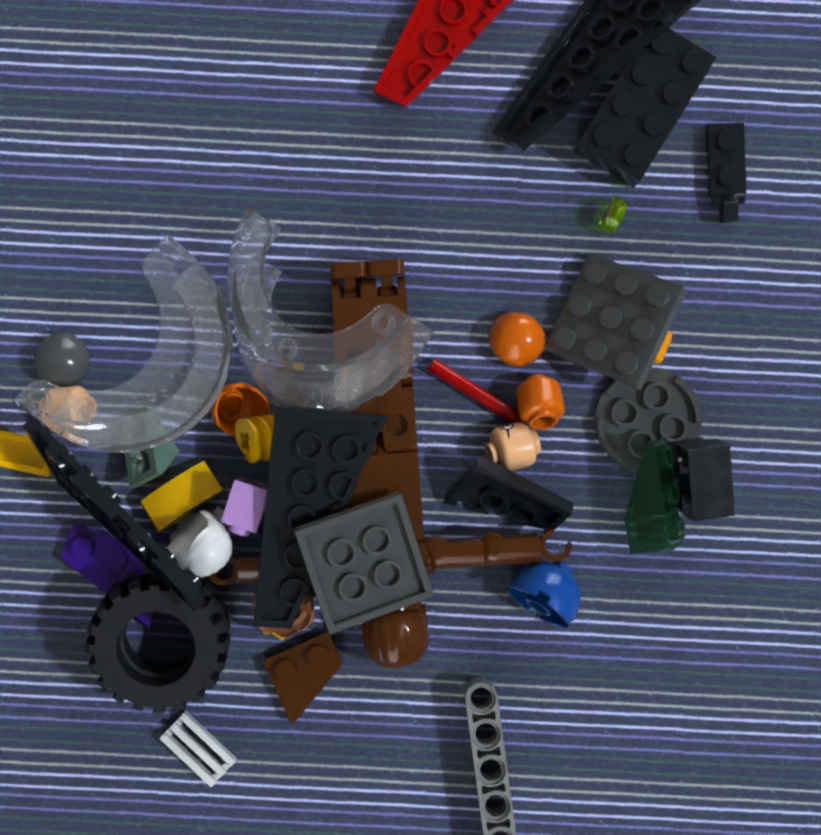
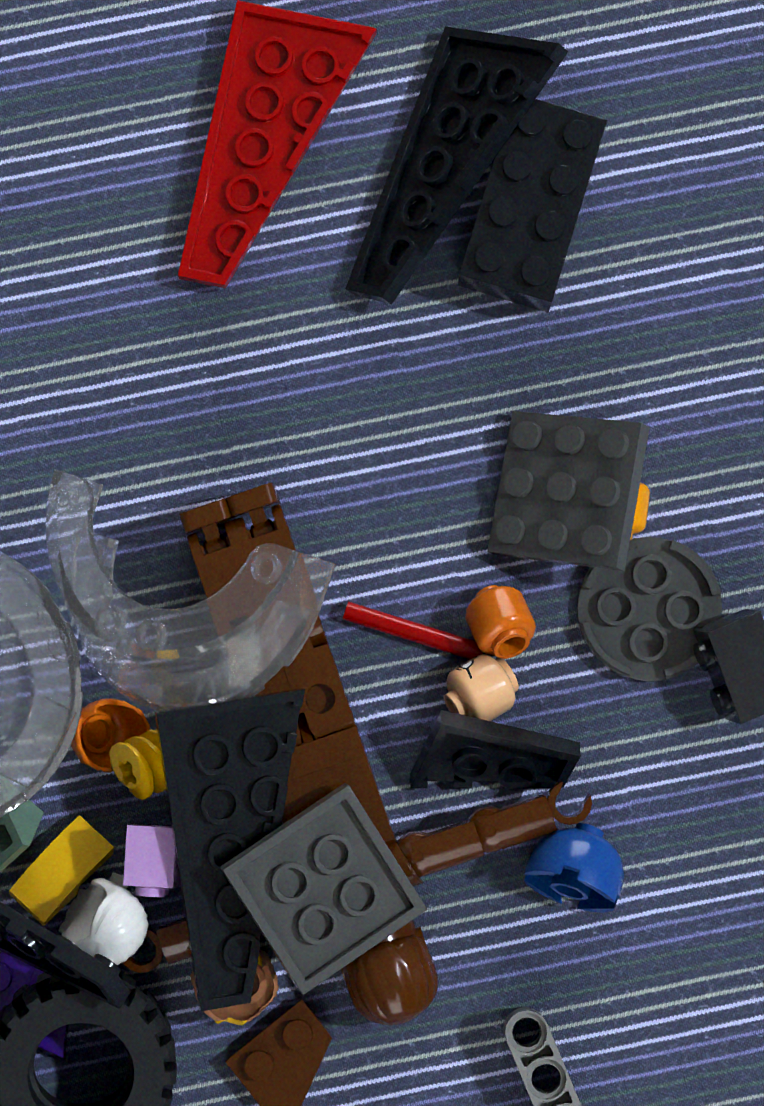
camera: 15 degrees left, 5 degrees down
(516, 338) = (448, 547): orange hair -> none
(612, 214) = (530, 354): clear neon green tile -> none
(653, 511) = (684, 717): clear green slope -> none
(726, 168) = (661, 255): black hinge -> none

